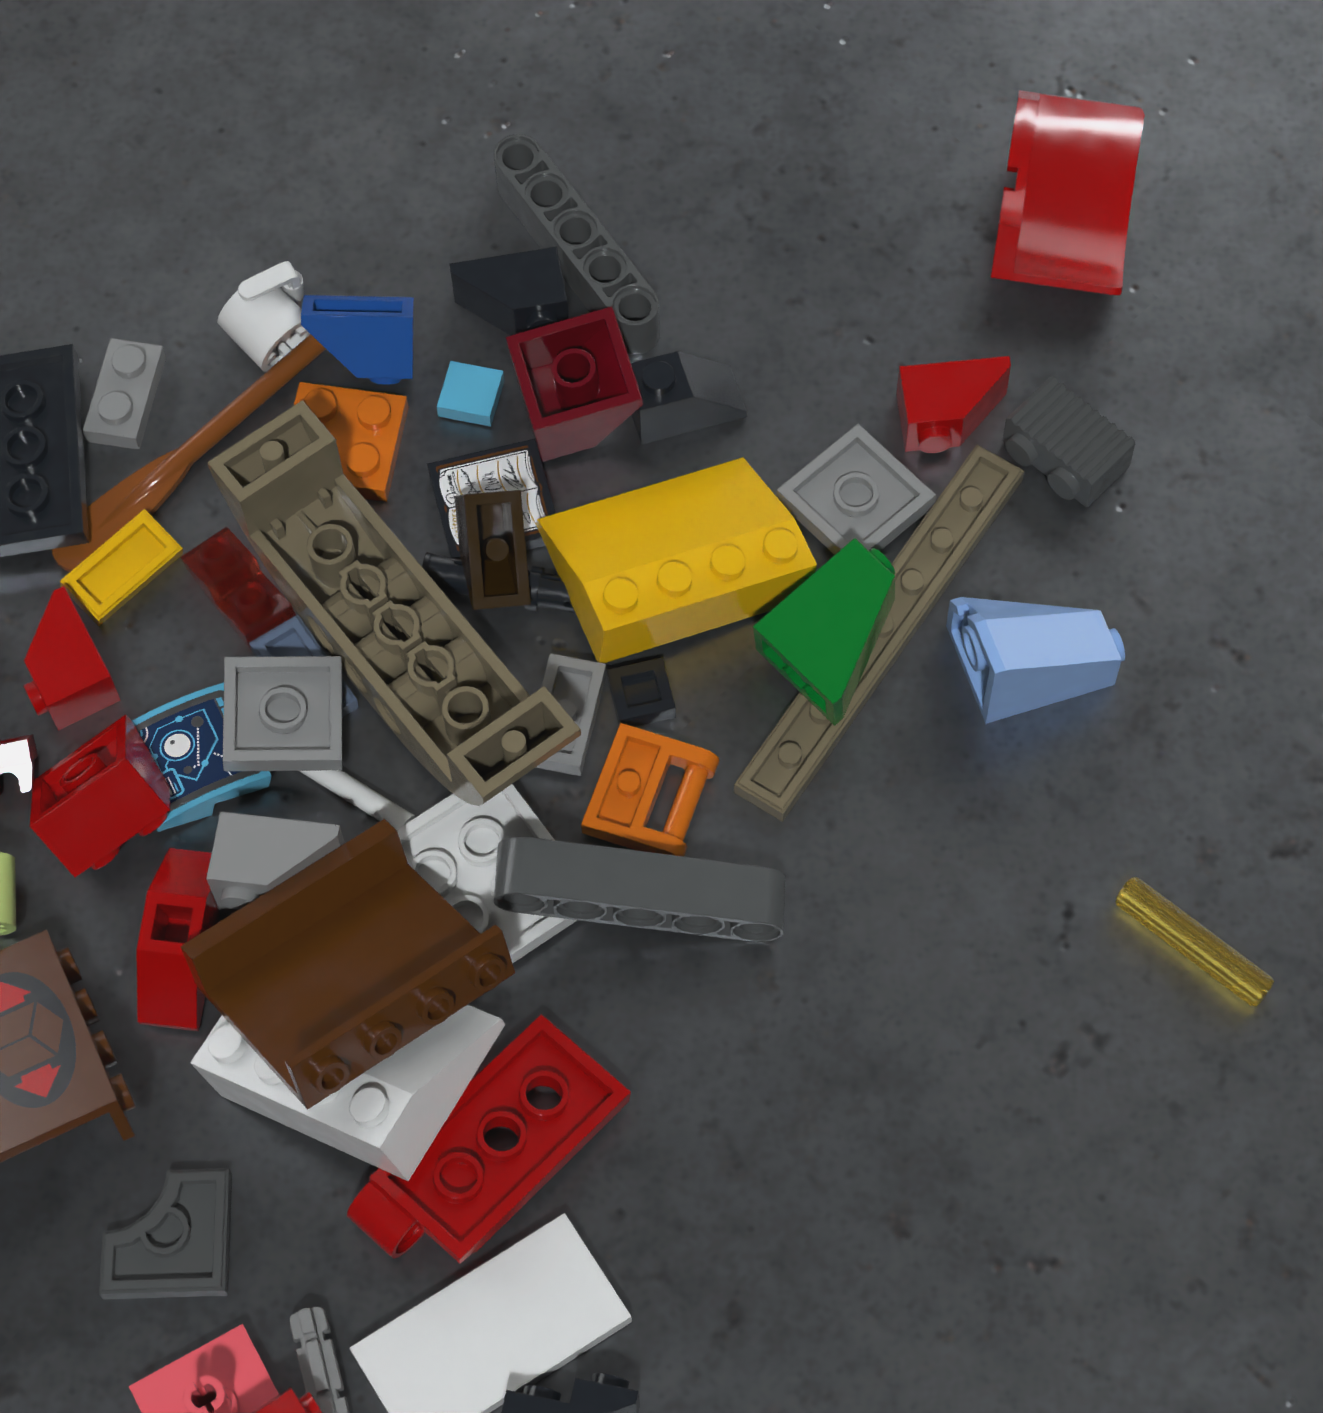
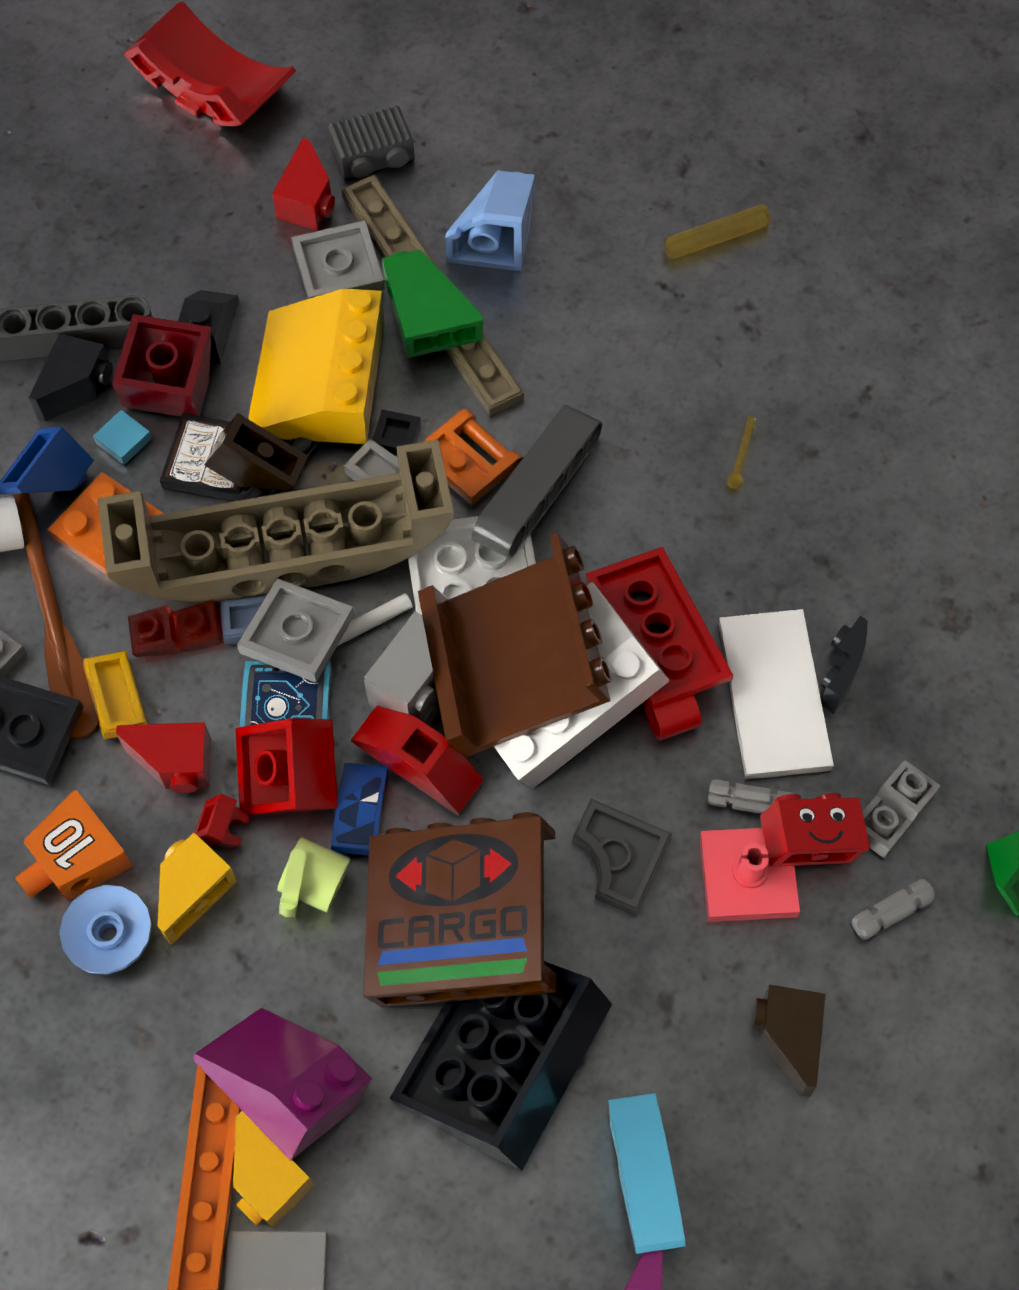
camera: 65 degrees left, 0 degrees up
(90, 904) = (359, 807): none -> slope
(796, 1142) = (735, 479): none -> clear yellow hinge

